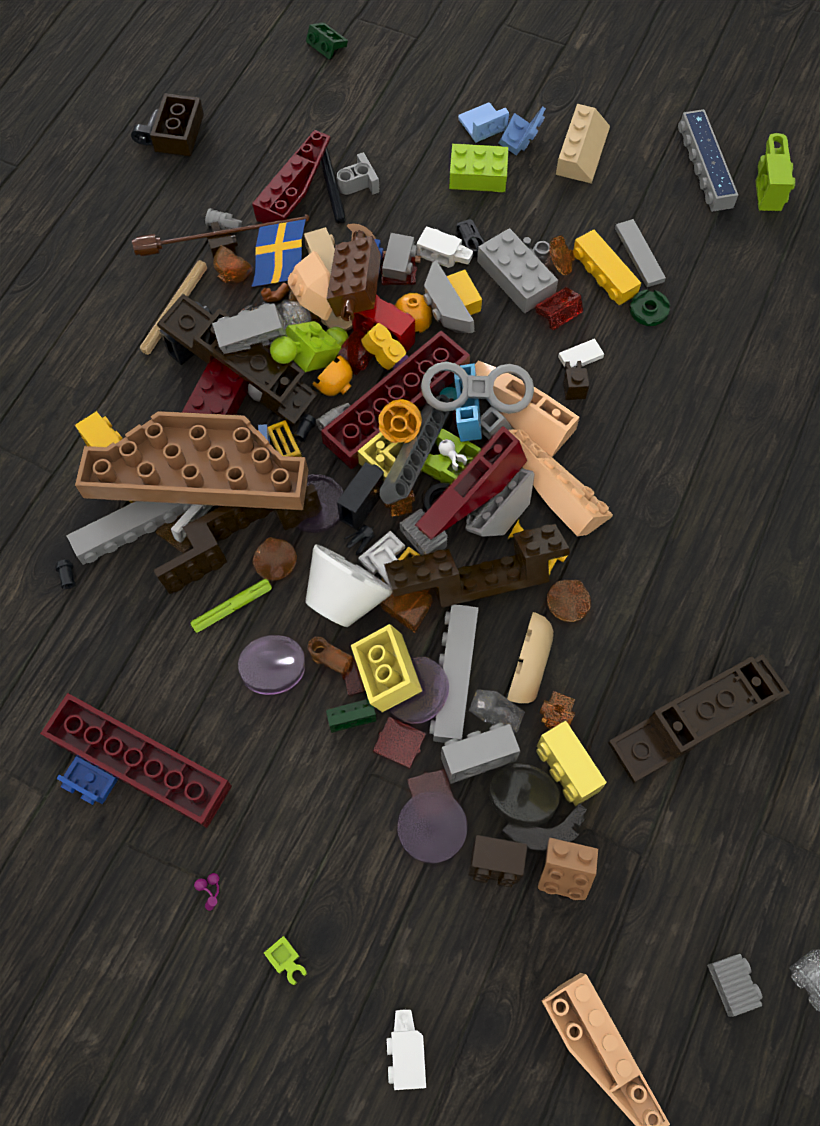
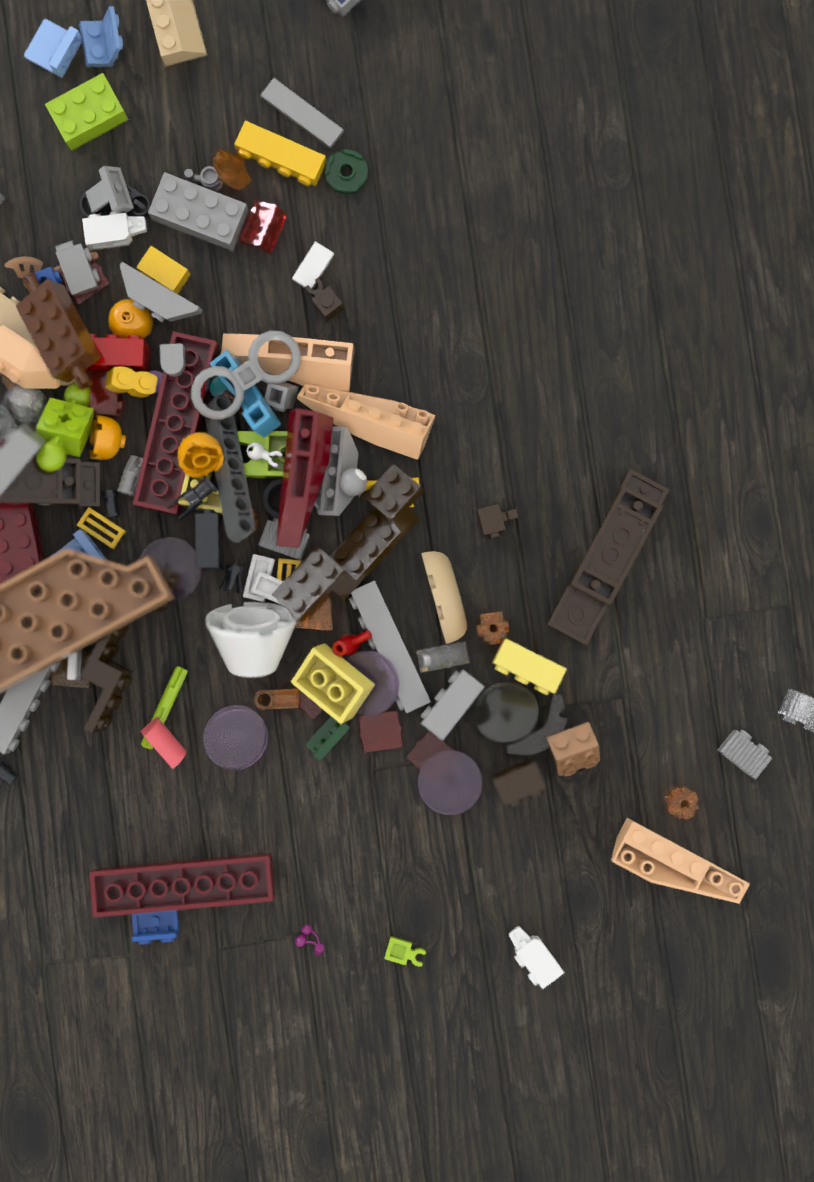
camera: 30 degrees left, 20 degrees up
(210, 629) = (164, 742): none -> coral brick
(274, 559) = (172, 643): clear orange dish -> none
(373, 450) = (195, 495): none -> black piece
(421, 648) = (350, 643): none -> red piece
(428, 346) = (172, 359): none -> light grey piece
(461, 220) = (110, 191): none -> light grey piece
(511, 516) = (353, 482): none -> light grey piece
(569, 600) = (444, 520): clear orange dish -> none
(612, 624) = (492, 520): none -> dark brown brick
(635, 993) = (675, 798): none -> clear orange brick

